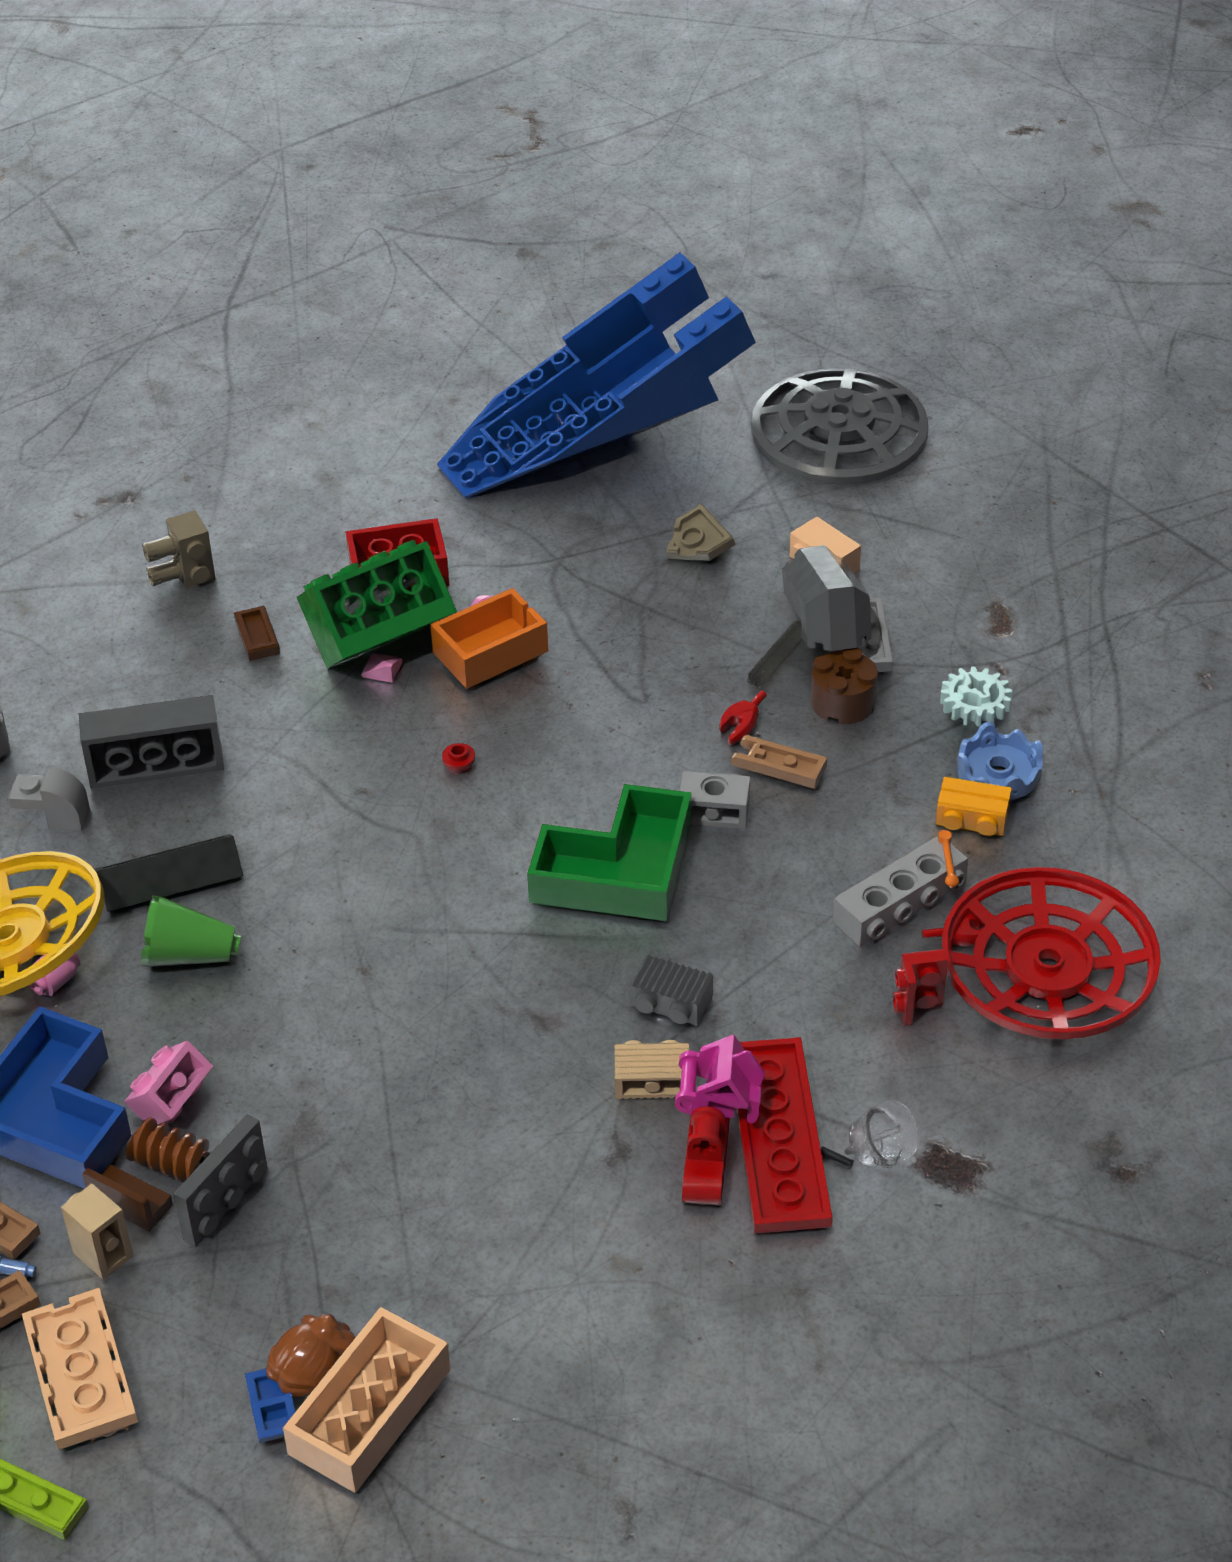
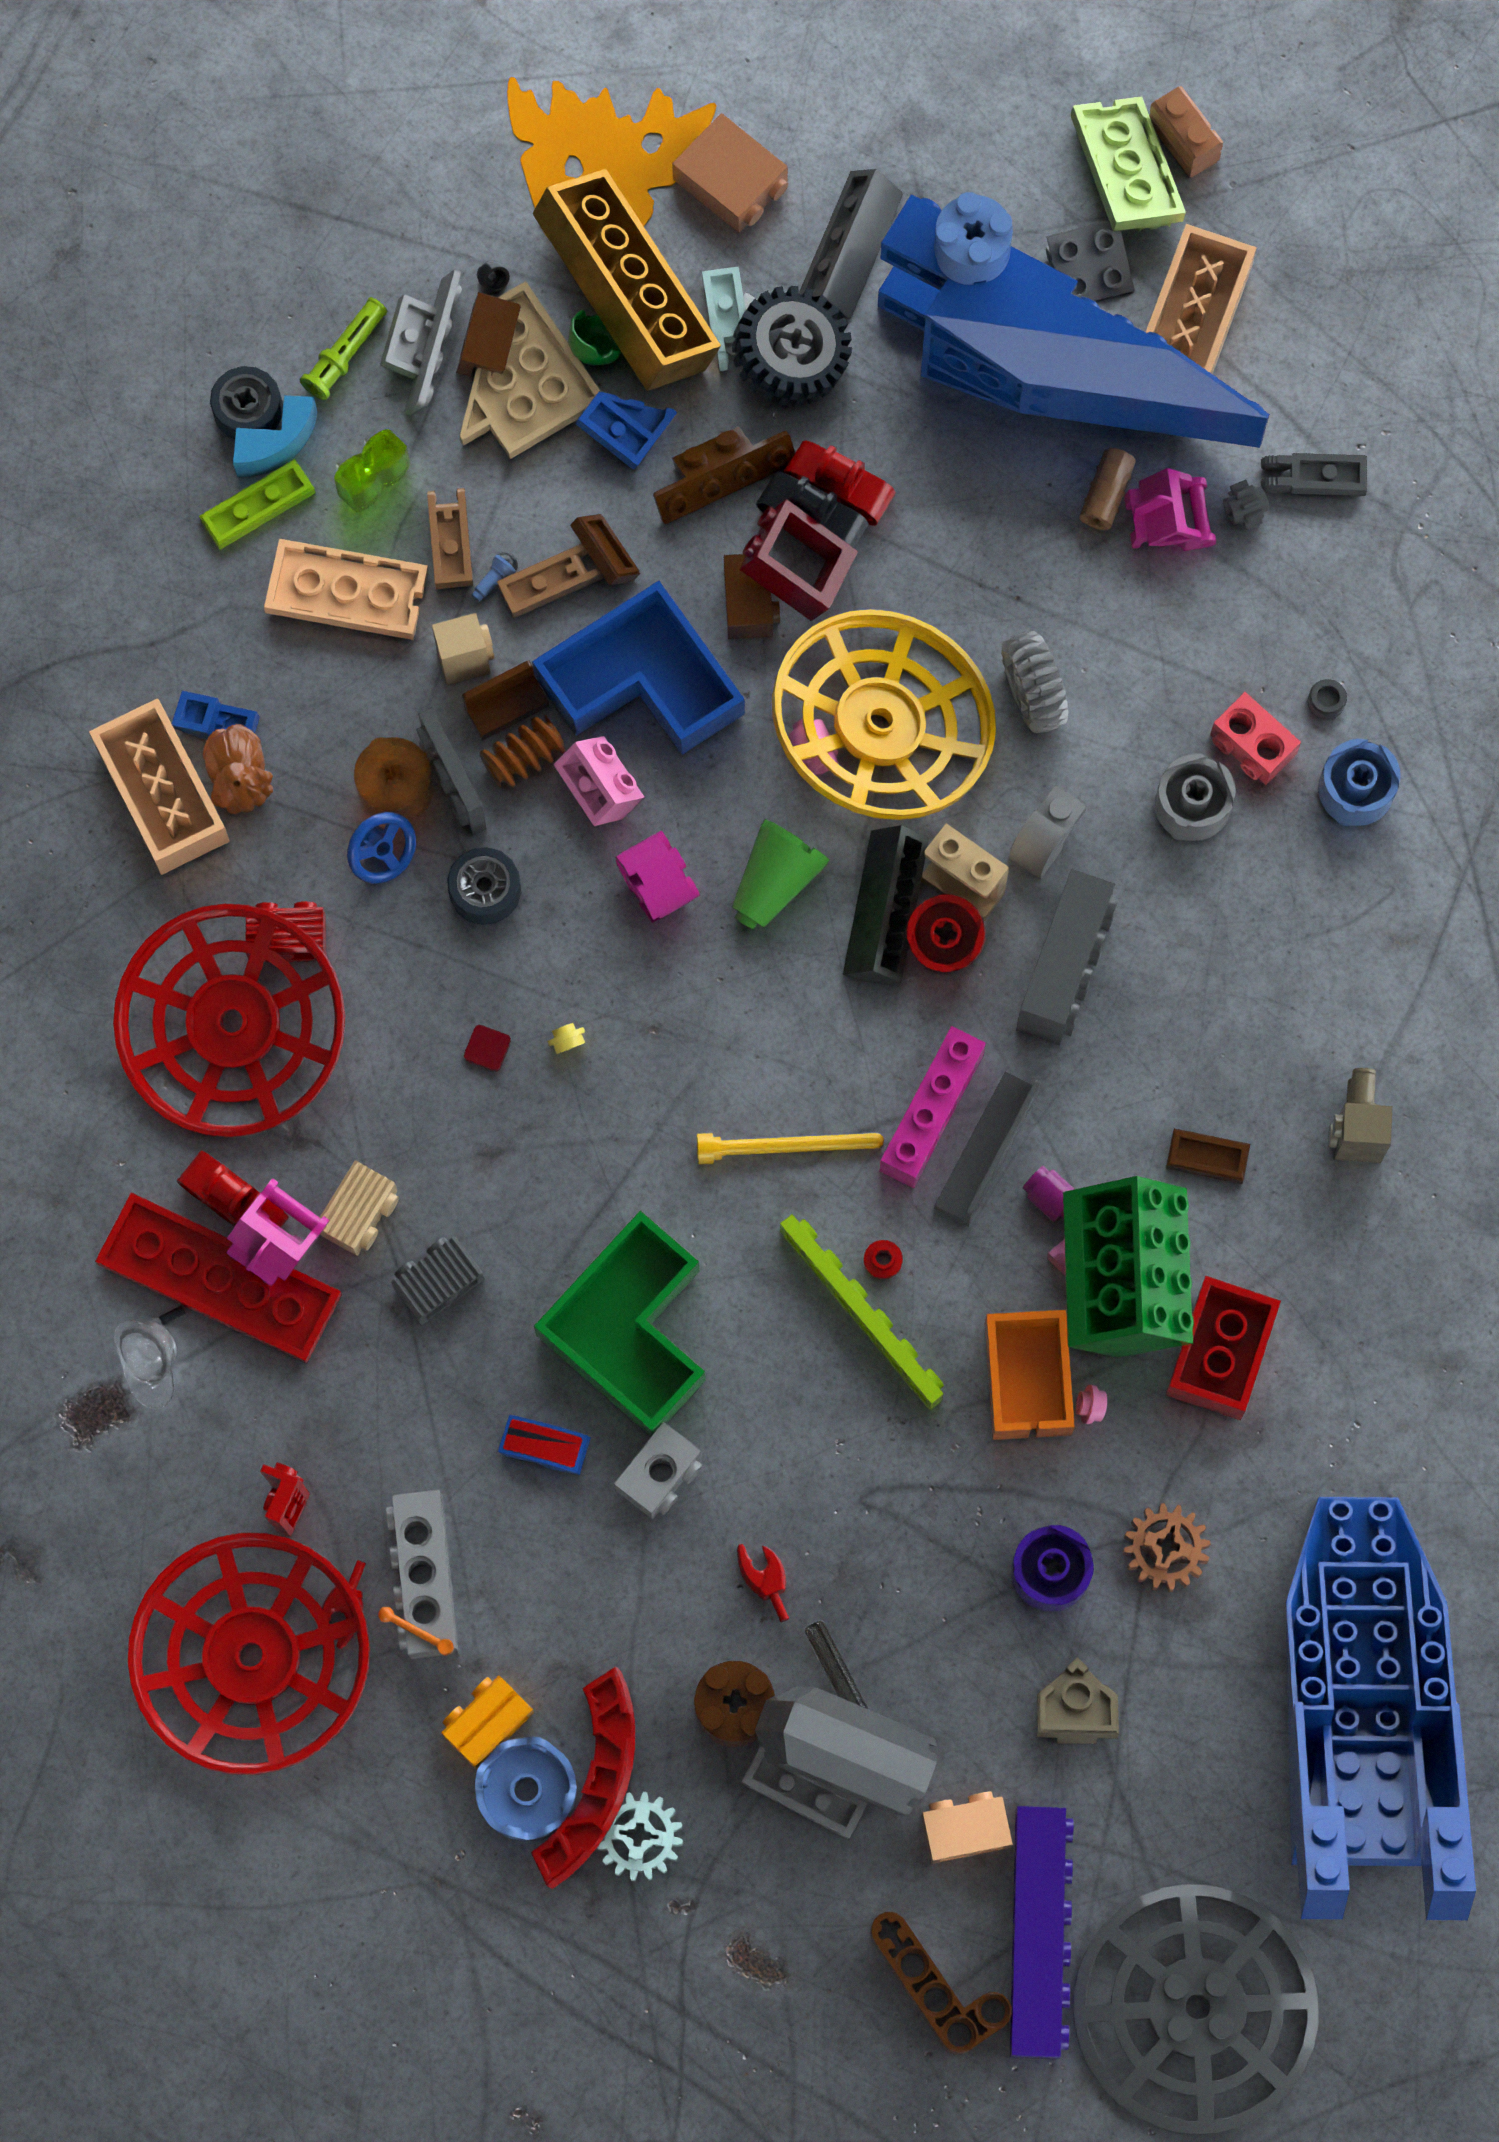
camera: 120 degrees right, 30 degrees up
(114, 831) = (964, 870): none -> tan panel
(172, 812) = (936, 913): none -> red brick
(235, 1001) = (656, 876): none -> dark pink brick
(252, 1228) = (383, 762): none -> clear orange brick
(315, 1110) = (468, 874): none -> wheel
(320, 772) = (932, 1107): none -> dark pink brick
(321, 1209) = (373, 841): none -> blue piece
(330, 732) = (987, 1148): none -> dark grey panel
(344, 688) = (1046, 1192): none -> magenta brick
(411, 1007) = (566, 1038): none -> light yellow plate
(441, 884) = (713, 1148): none -> yellow piece
(446, 1238) = (304, 915): none -> red brick
(453, 1063) = (487, 1048): none -> dark red piece
(507, 748) = (852, 1299): none -> lime plate
(557, 538) = (1184, 1554): none -> nougat gear
(560, 1212) = (206, 1014): none -> red dish
(617, 576) = (1074, 1561): none -> dark purple brick
(747, 874) = (544, 1444): none -> slope
(780, 761) = (672, 1574): medium nougat hinge -> none
(862, 493) = (1039, 1932): none -> dark purple brick
(946, 512) = (932, 1979): none -> reddish brown beam
(957, 720) = (605, 1782): none -> red tile

